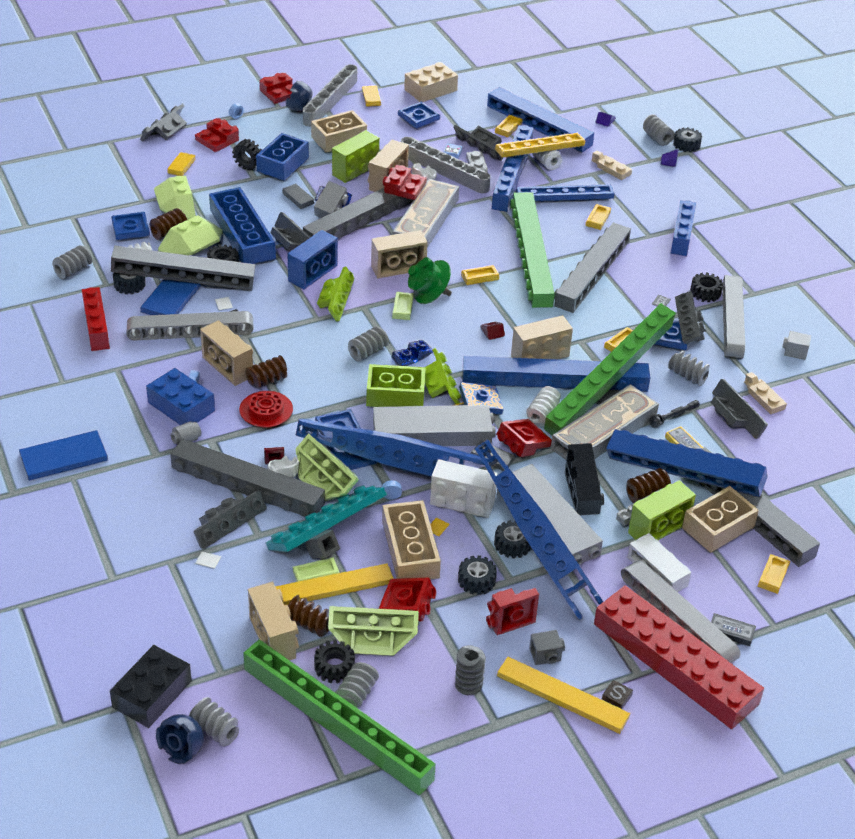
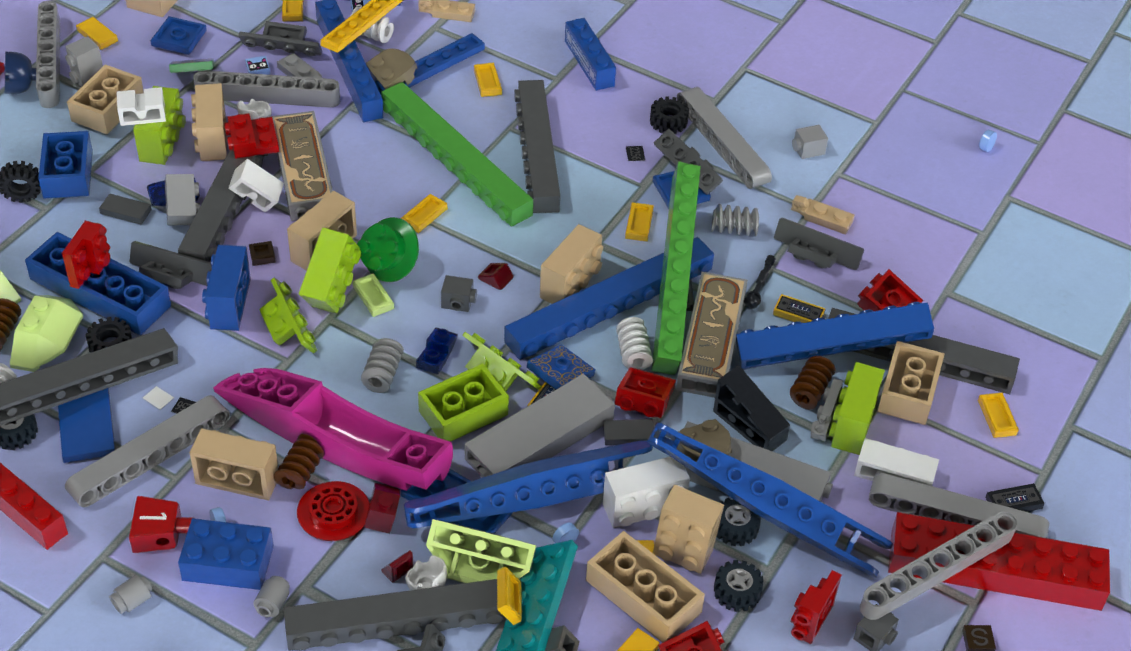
camera: 35 degrees left, 5 degrees up
(111, 393) = (131, 594): none -> light grey brick
(154, 363) = (156, 525): none -> red torso
(238, 200) = (86, 253): none -> red plate
(288, 418) = (382, 508): none -> dark red slope
(307, 364) = (346, 432): none -> dark pink slope
(317, 499) = (509, 595): none -> yellow tile
(343, 101) = (83, 60): none -> light grey brick
(346, 138) = (141, 108): none -> white brick
(356, 253) = (262, 253): none -> dark brown tile
(378, 274) = (330, 270): none -> lime brick
(382, 211) = (256, 184): none -> white brick
(409, 133) = (191, 65): none -> tile
(454, 326) = (458, 293): none -> dark grey brick
(464, 519) = (687, 529): none -> tan brick
(532, 478) = (709, 433): none -> dark tan slope
(534, 181) = (392, 67): none -> dark tan slope
(632, 625) = (933, 574): none -> light grey beam
(764, 455) = (885, 292): none -> red plate

